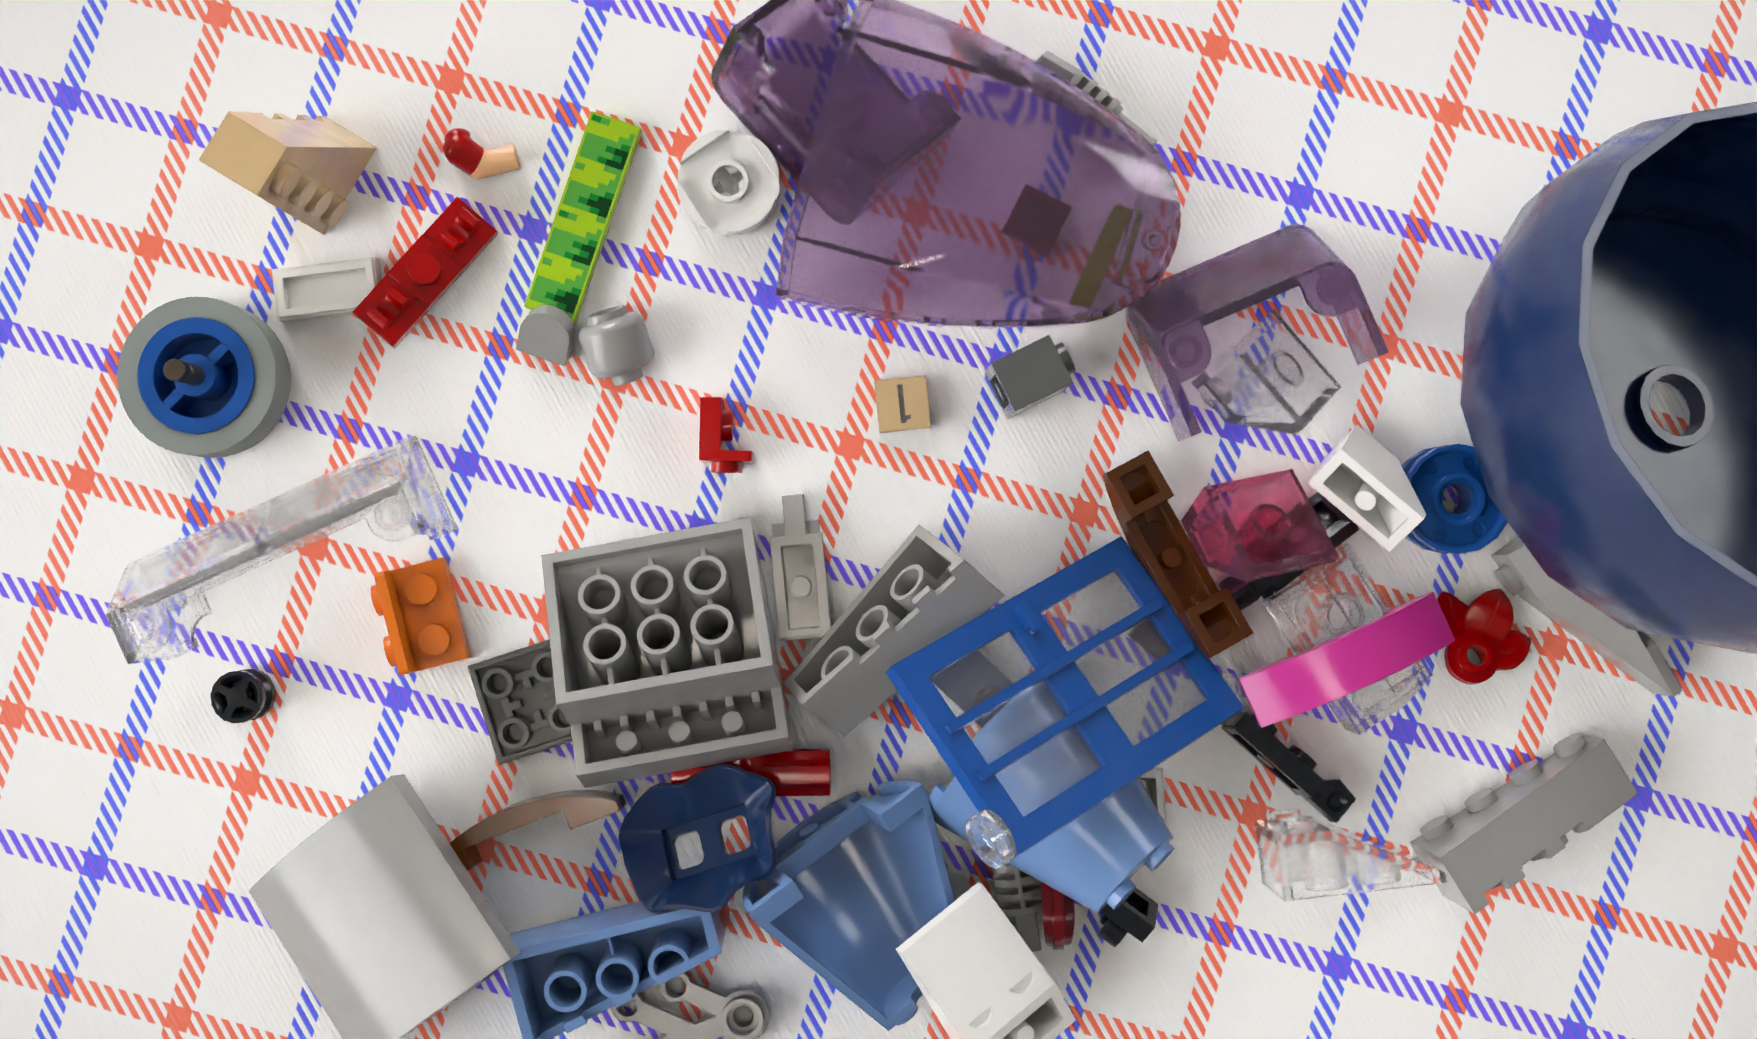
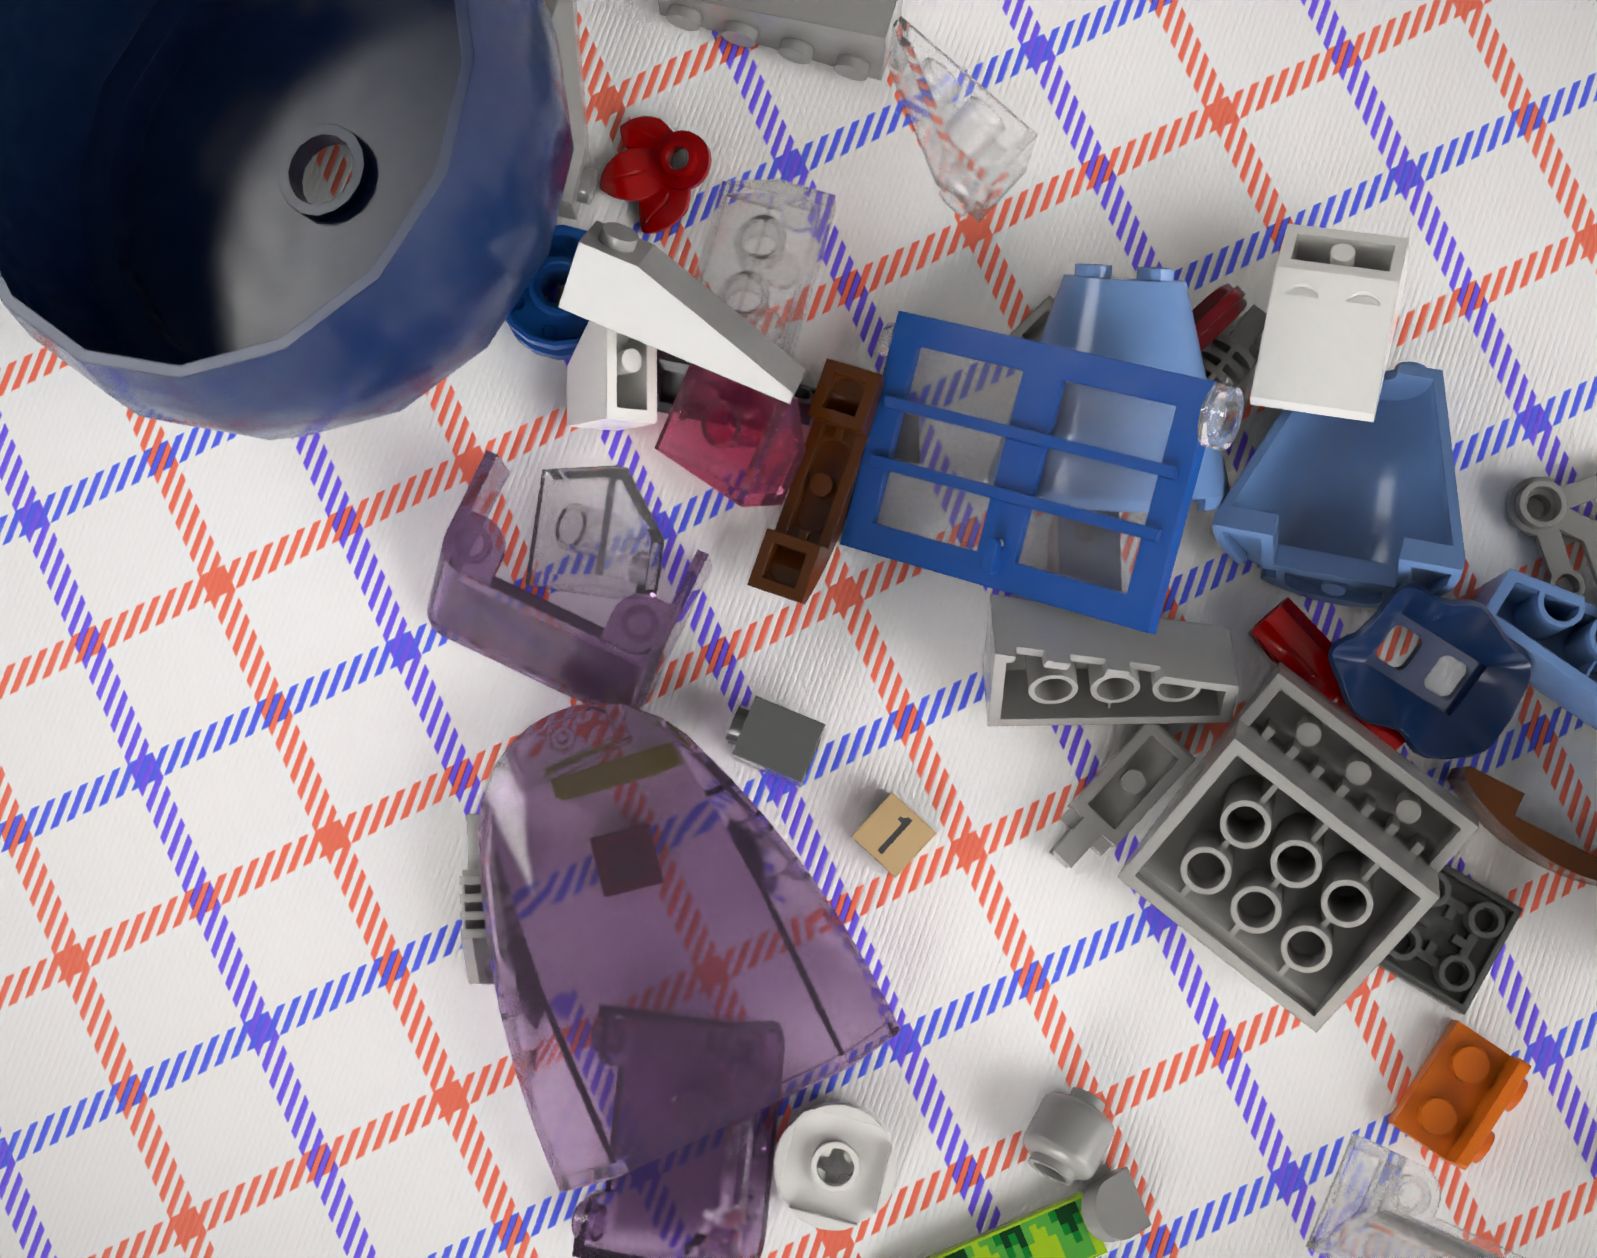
camera: 130 degrees left, 5 degrees down
(715, 428) = (1062, 980): red bracket -> none
(1134, 915) = (1157, 248): black tile -> none
(1289, 765) = (908, 230): black hinge -> none
(1347, 661) = (783, 255): dark pink slope -> none
(1389, 545) = (656, 301): none -> wedge

